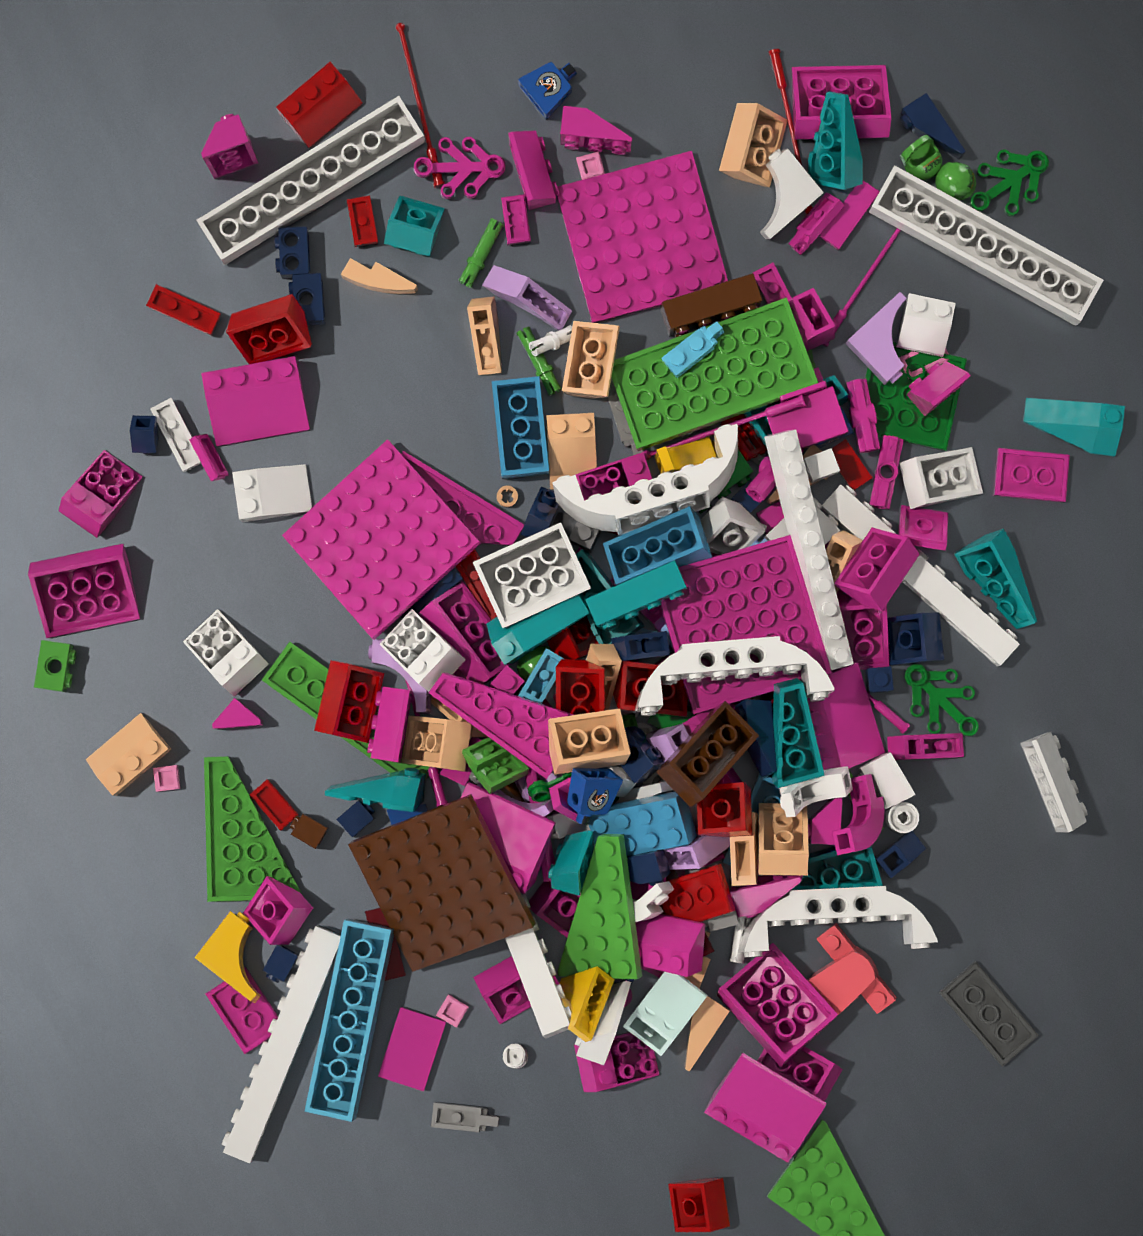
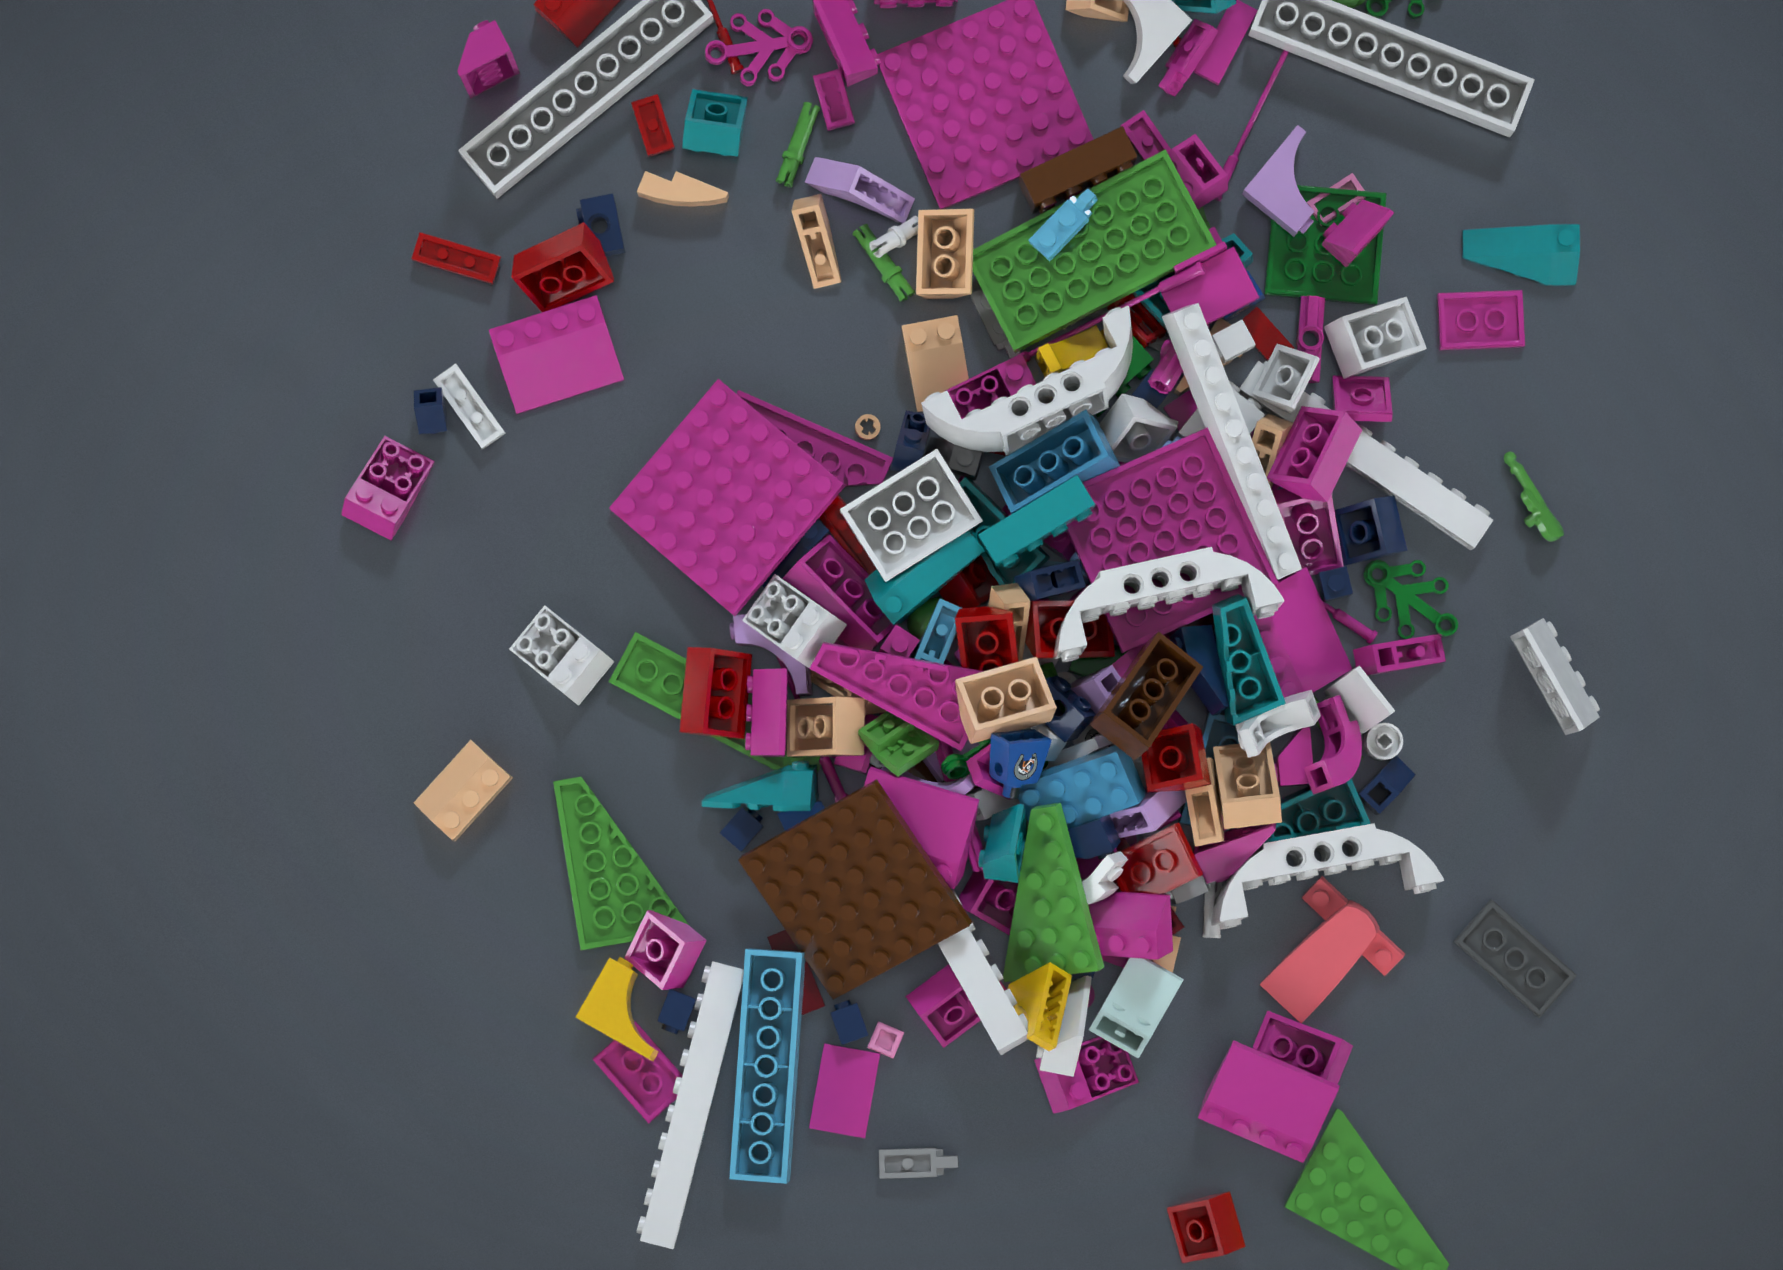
camera: 10 degrees left, 0 degrees up
(49, 653) = (355, 682): bright green brick -> none
(84, 590) = (384, 604): dark pink slope -> none
(166, 778) = (512, 812): bright pink tile -> none
(209, 457) = (510, 427): dark pink tile -> none
(236, 716) = (585, 728): dark pink slope -> none
(272, 492) = (590, 459): white slope -> none
(274, 804) = (643, 826): red tile -> none
(299, 252) = (582, 172): dark blue brick -> none
(308, 830) = (688, 850): reddish brown brick -> none
(423, 992) = (848, 1022): none -> dark blue brick
(515, 1056) = (967, 1082): white tile -> none
(520, 427) = (873, 344): dark azure brick -> none
(590, 165) = (912, 24): bright pink tile -> none
(702, 1028) = (1182, 1020): light nougat slope -> none
(776, 1004) = (1265, 980): dark pink slope -> none
(861, 501) = (1285, 377): none -> white slope
(862, 415) = (1273, 276): dark pink piece -> none
(925, 324) = (1333, 159): white slope -> none
(998, 572) = (1455, 437): teal wedge -> none
(1059, 645) = (1541, 515): none -> bright green piece

